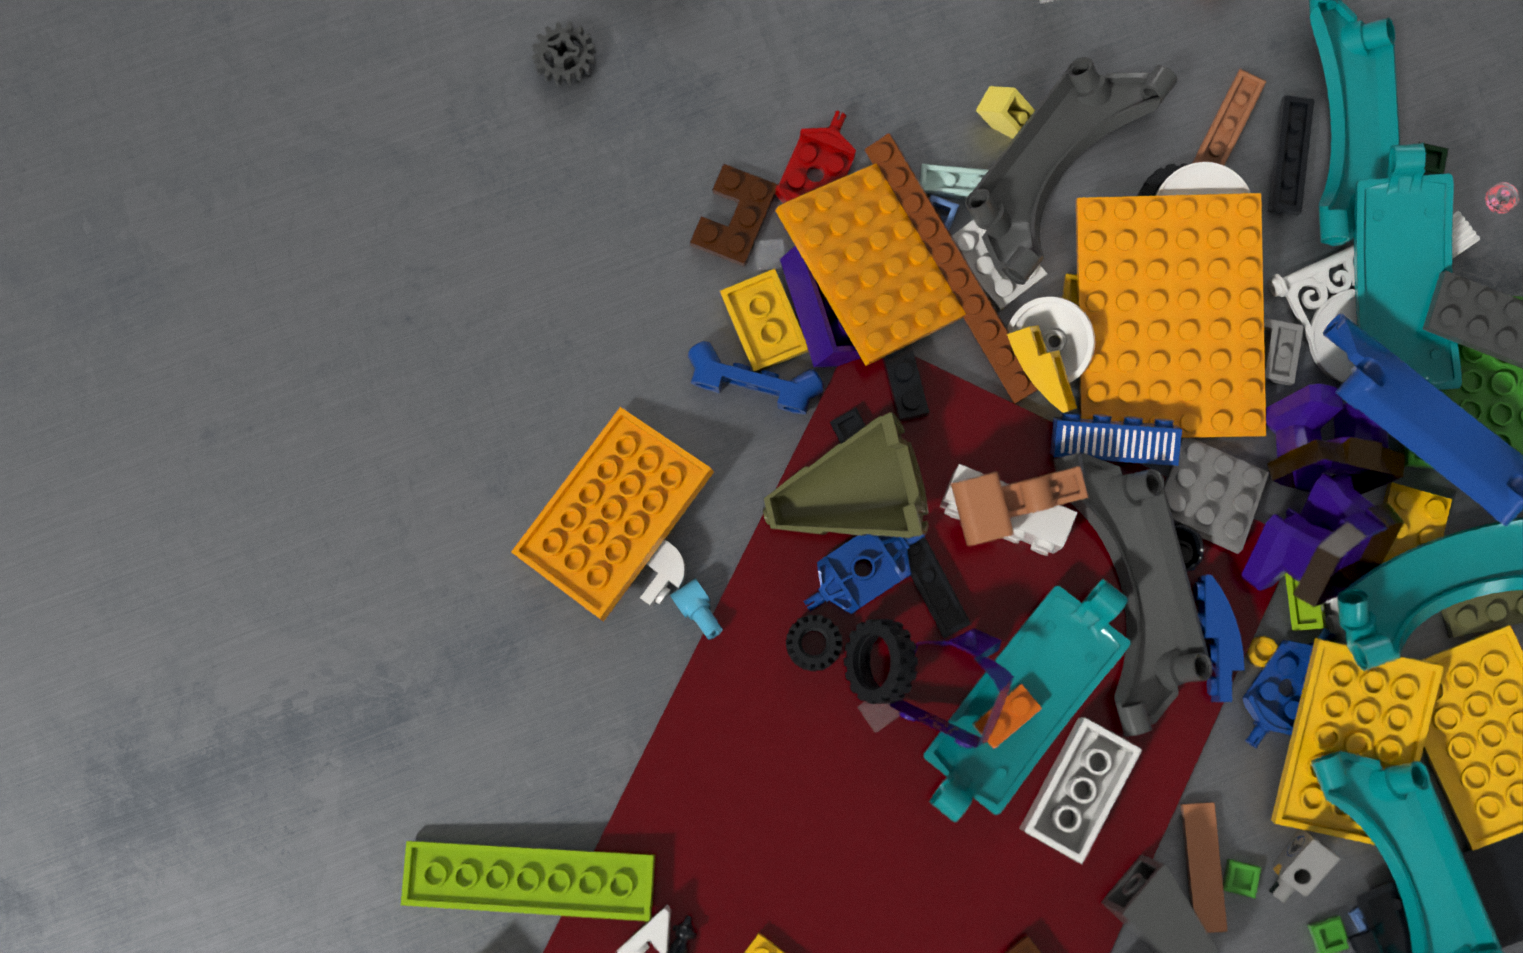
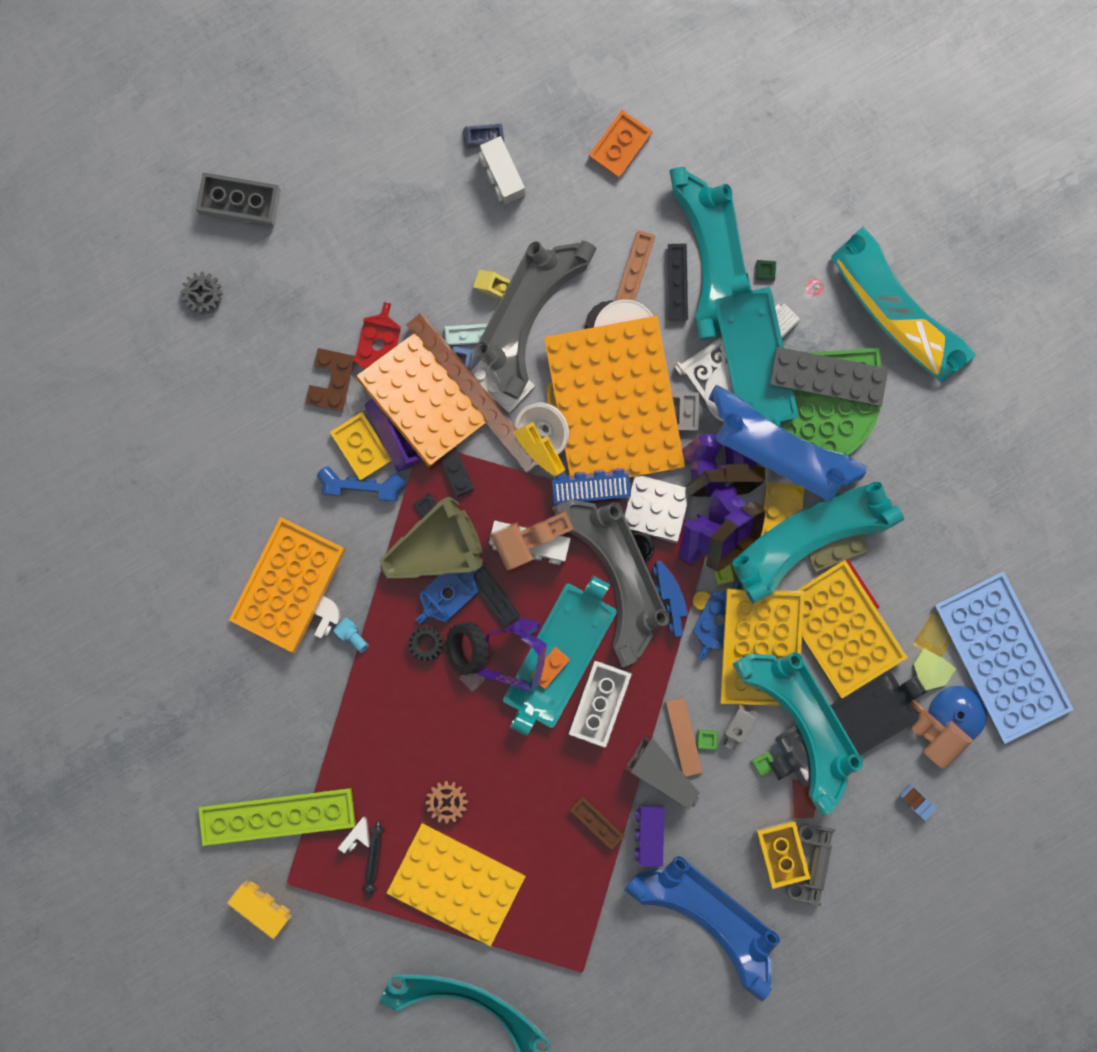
camera: 15 degrees left, 5 degrees up
(813, 917) = (453, 808): none -> nougat gear

